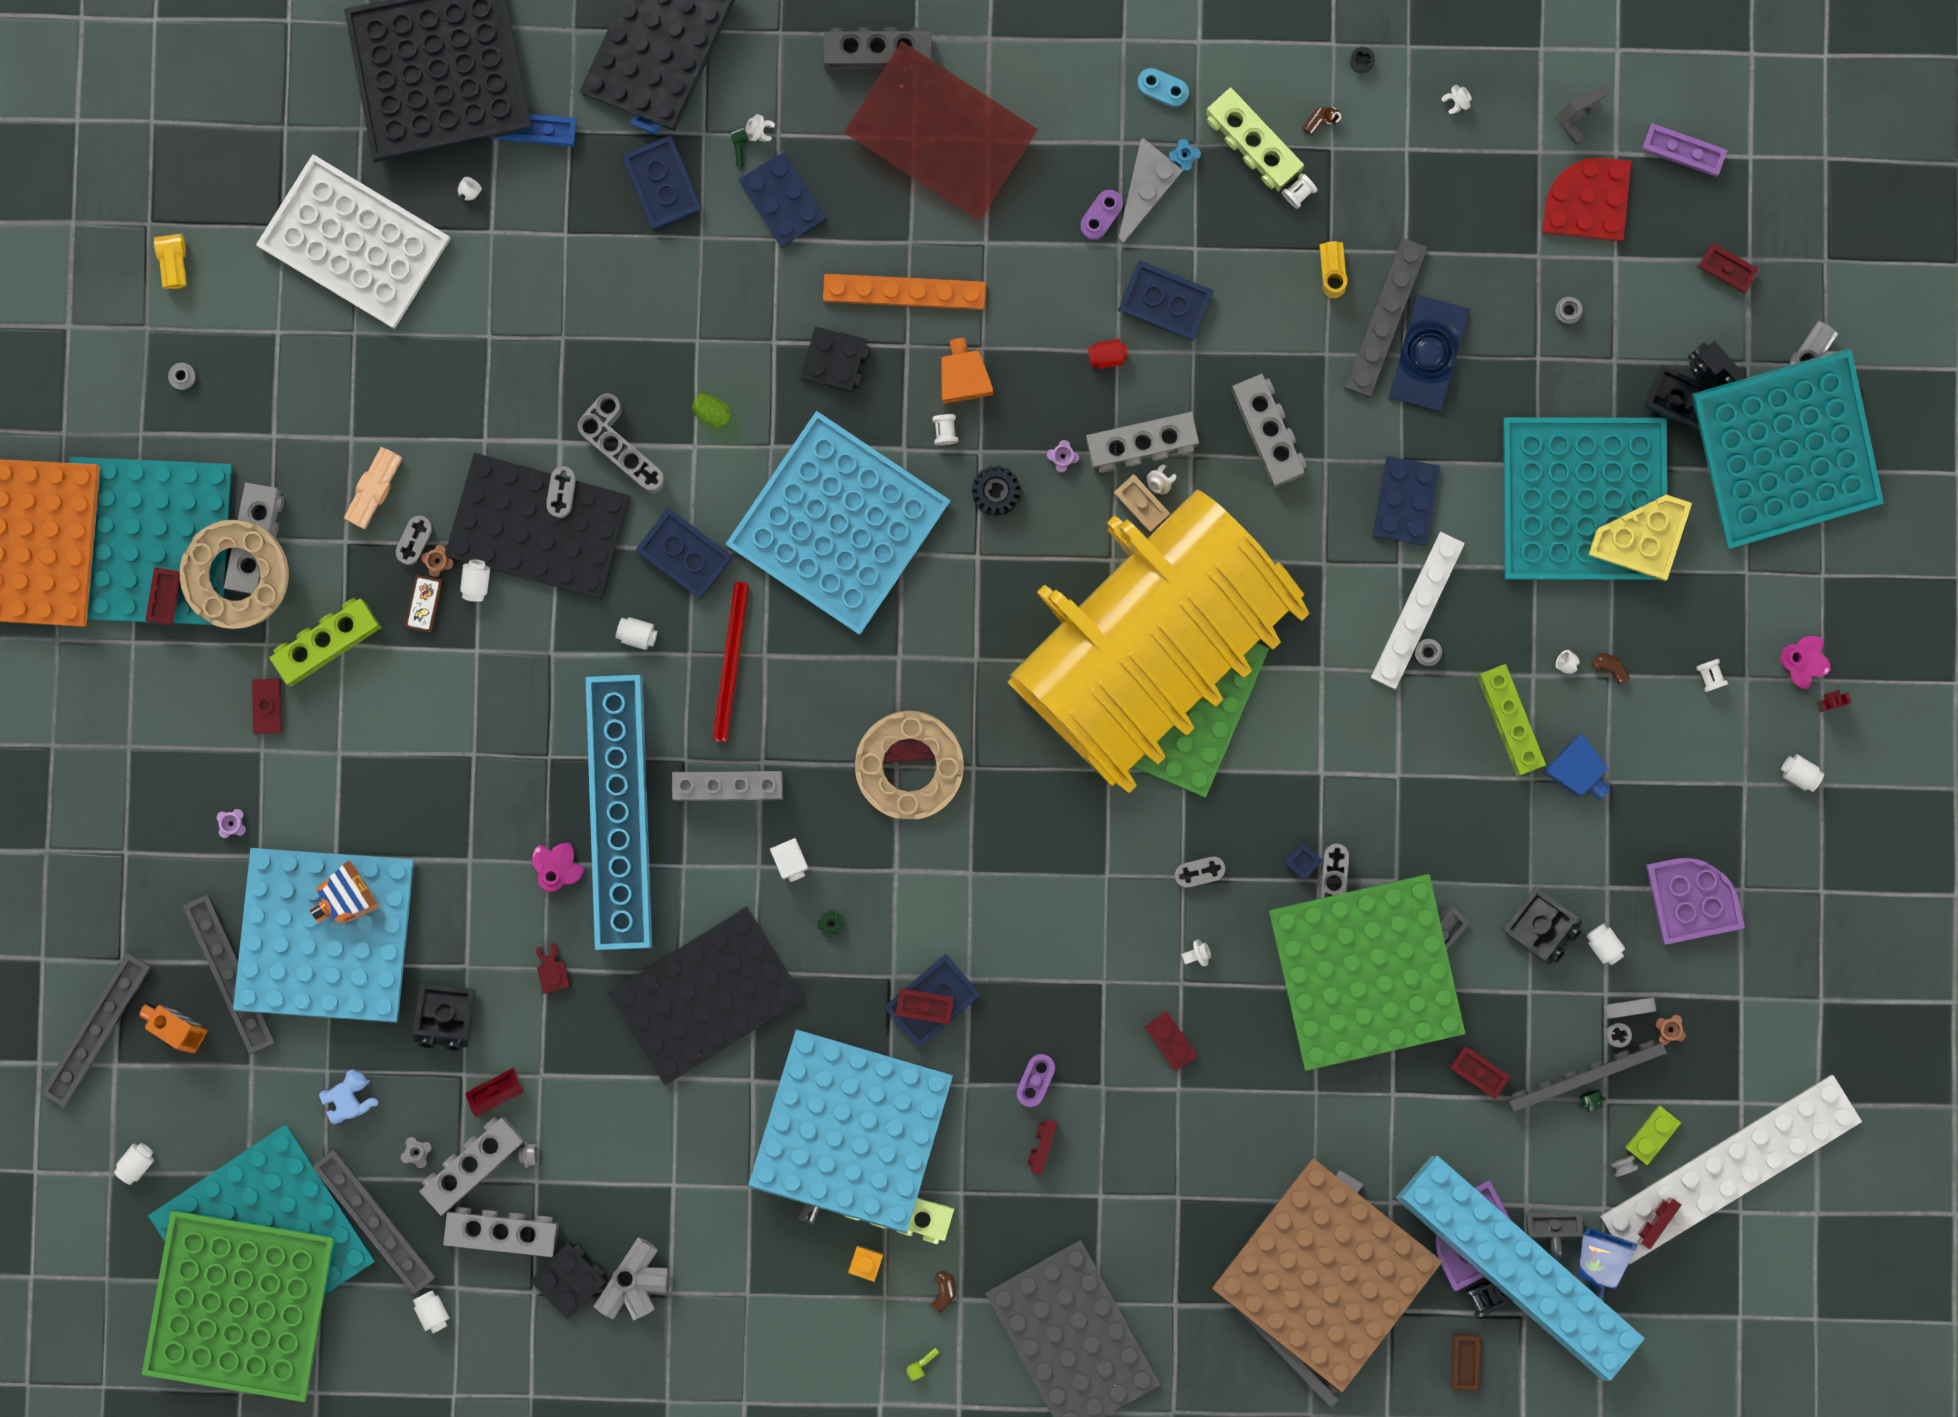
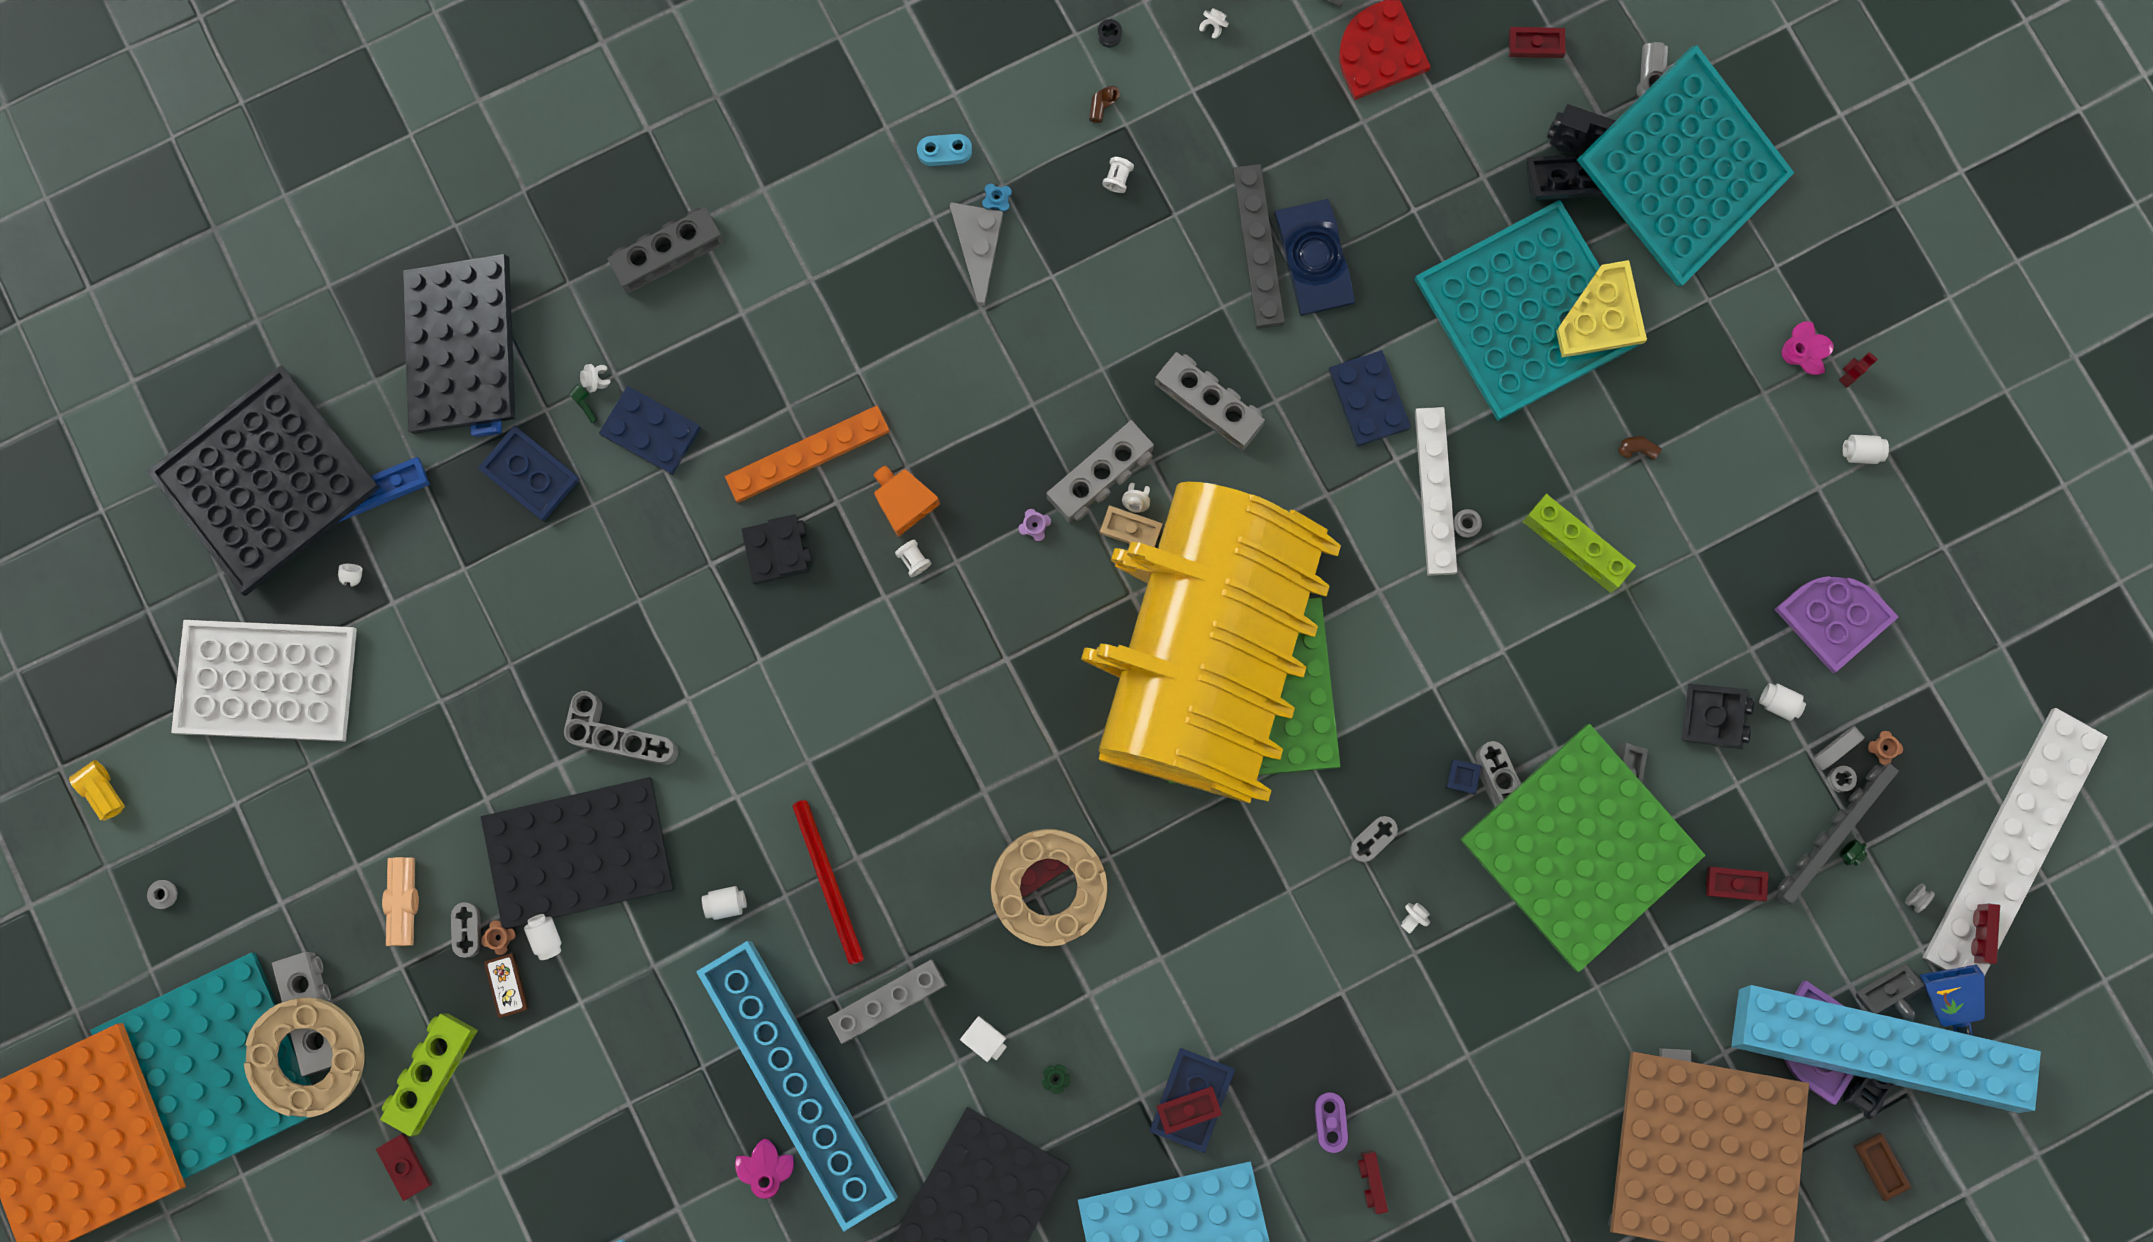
camera: 30 degrees left, 5 degrees down
(163, 596) = (246, 1116): dark red plate -> none
(554, 491) = (575, 810): light grey beam -> none
(684, 553) = (729, 803): dark blue plate -> none
(711, 410) = (685, 656): clear neon green brick -> none
(838, 523) = (859, 697): medium azure plate -> none
(940, 130) = (762, 290): clear red plate -> none
(983, 484) = (1005, 589): black bush -> none
(1102, 214) = (950, 289): medium lavender plate -> none
(1107, 354) = (1025, 410): red brick -> none
(1165, 300) = (1051, 335): dark blue plate -> none
(1171, 1041) = (1436, 1013): dark red plate -> none
(1230, 105) = (1015, 131): yellowish green brick -> none
(1333, 267) = (1186, 226): yellow piece -> none
(1567, 662) = (1597, 459): white hinge -> none
(1574, 304) = (1421, 146): light grey plate -> none
(1579, 769) = (1664, 554): blue torso -> none
(1652, 1135) = (1927, 854): lime plate -> none
(1719, 680) = (1733, 405): white bush -> none

